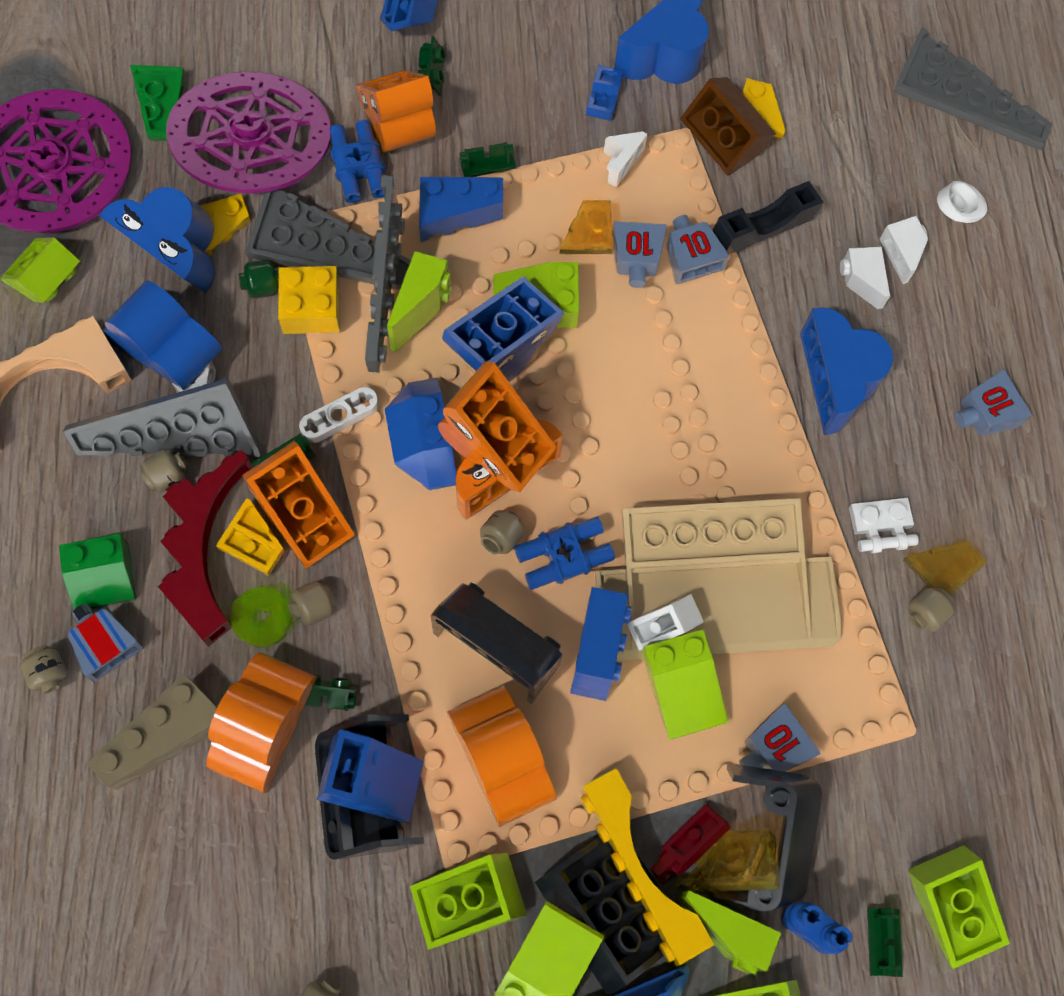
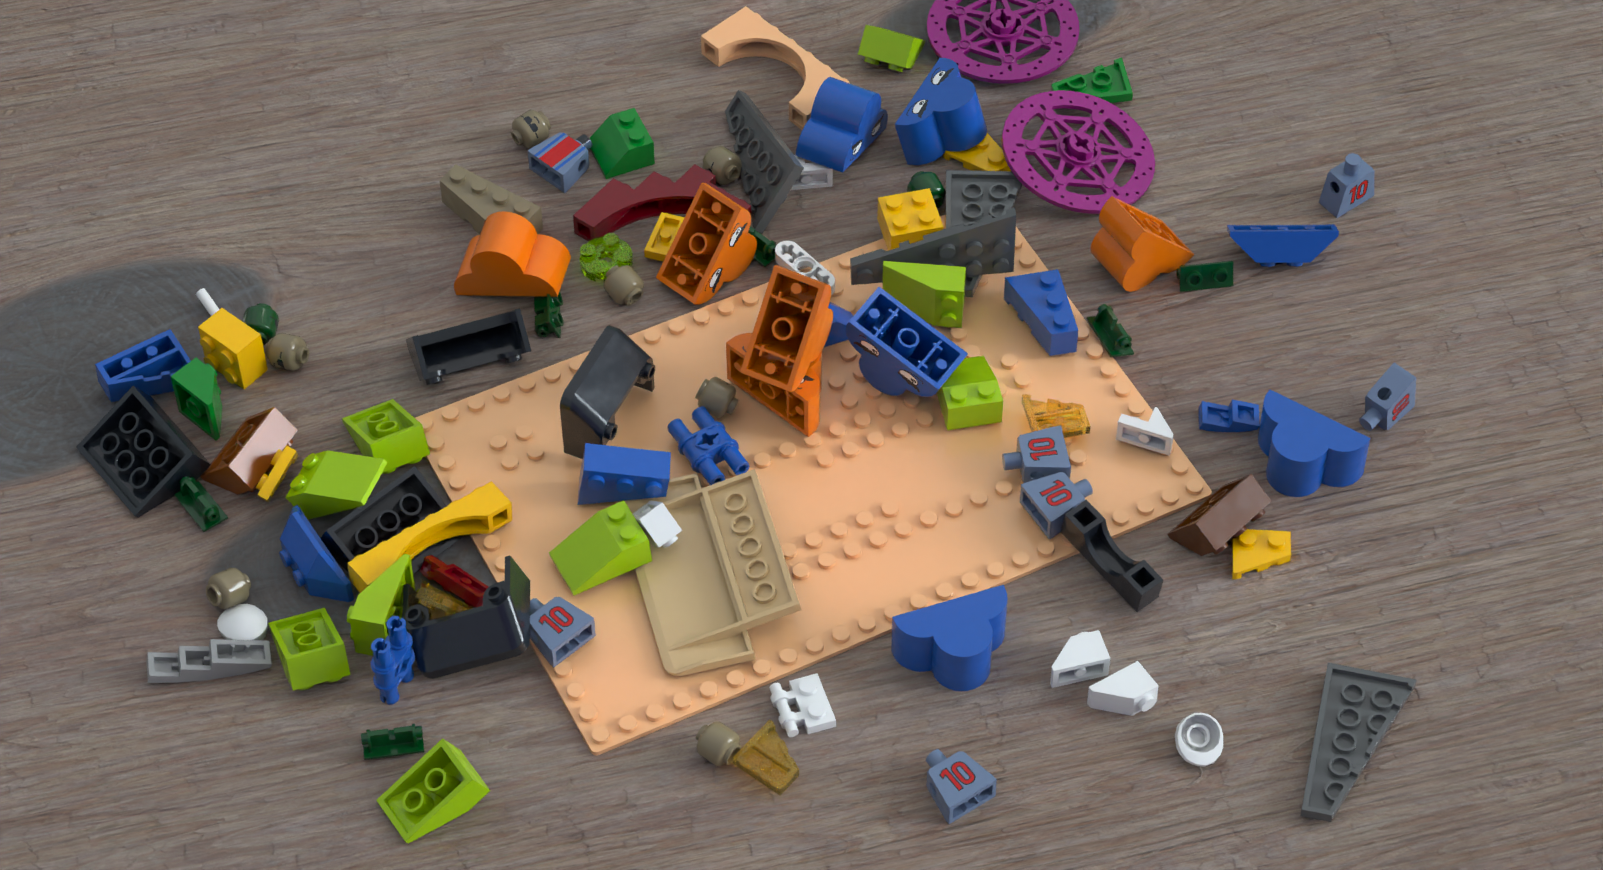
camera: 85 degrees right, 20 degrees down
(357, 160) = (1074, 236): blue pin -> none
(370, 777) = (474, 339): blue slope -> none
(503, 755) = (506, 425): orange brick -> none

